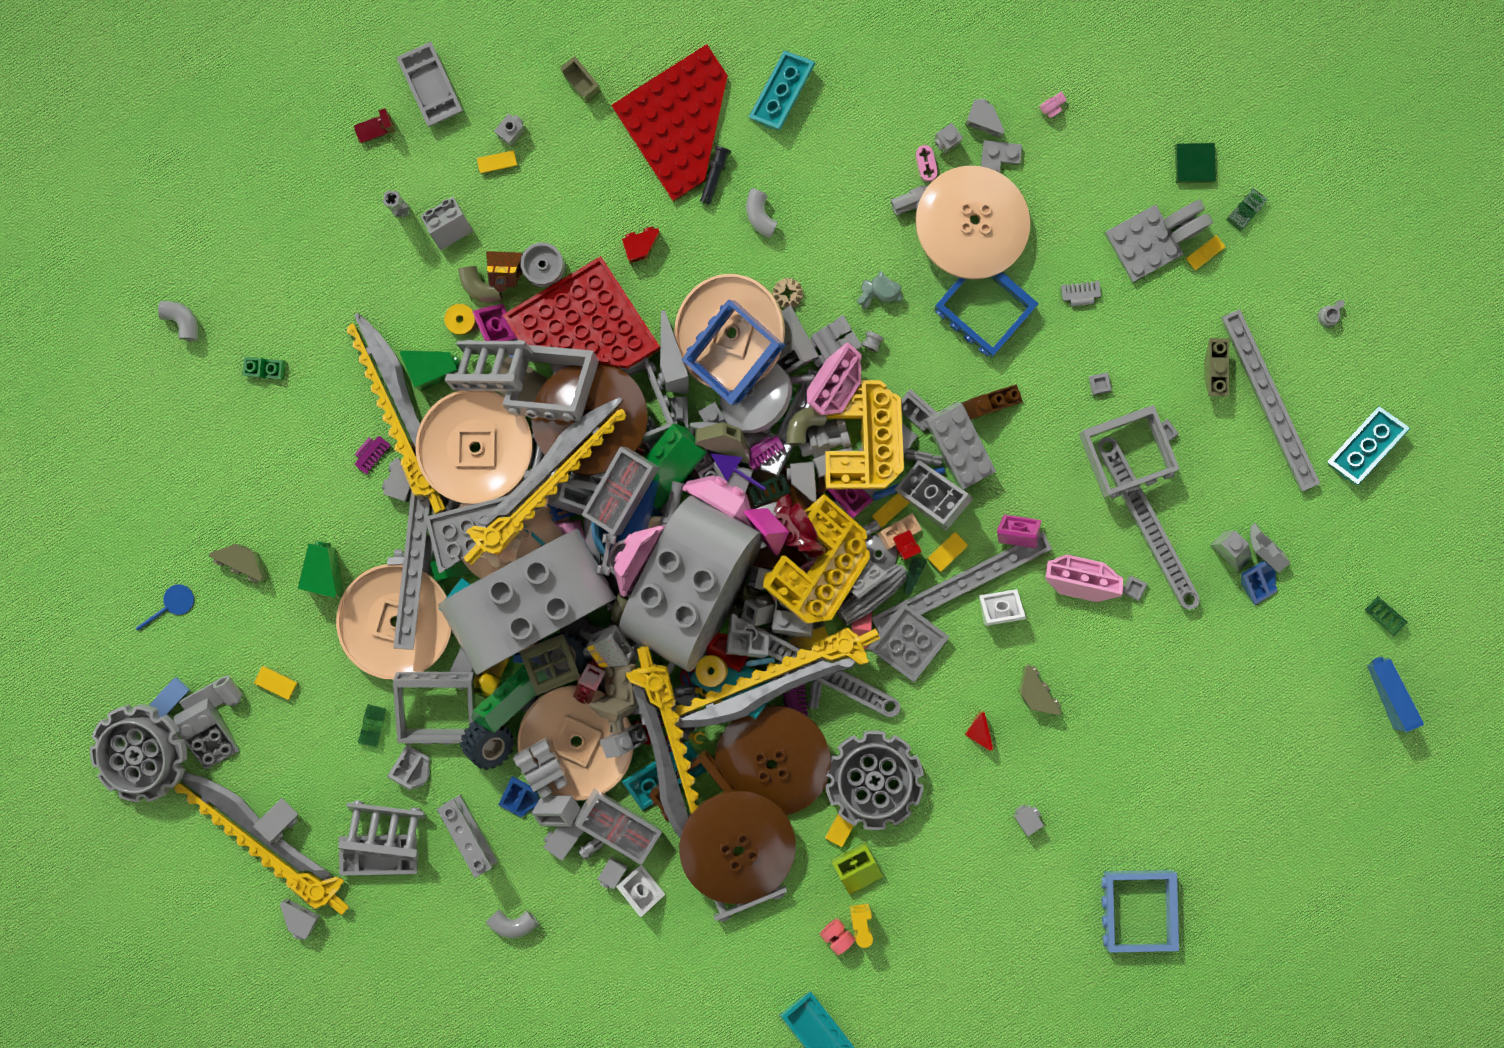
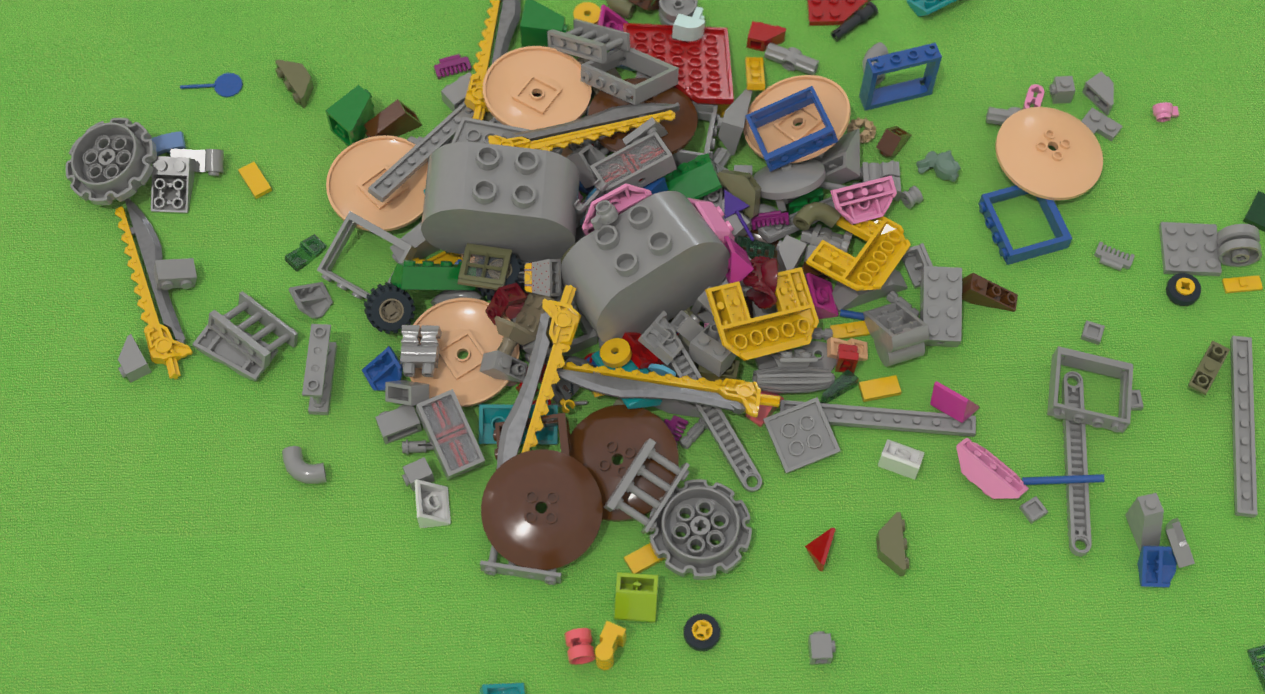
camera: 25 degrees right, 25 degrees down
(360, 551) = (393, 121): none -> reddish brown slope
(570, 286) = (689, 28): none -> light aqua brick
(612, 447) = (644, 130): none -> light grey wing
(637, 576) = (605, 214): none -> light grey piece
(657, 295) = (754, 73): none -> yellow tile
(680, 254) = (791, 59): none -> light grey piece
(795, 768) = (637, 468): none -> light grey fence
(797, 226) = (875, 98): none -> blue window
(824, 289) = (892, 141): none -> reddish brown slope
(931, 867) = (704, 625): none -> black wheel
(1146, 550) = (1063, 479): none -> blue bar
(1153, 297) = (1182, 296): none -> black wheel

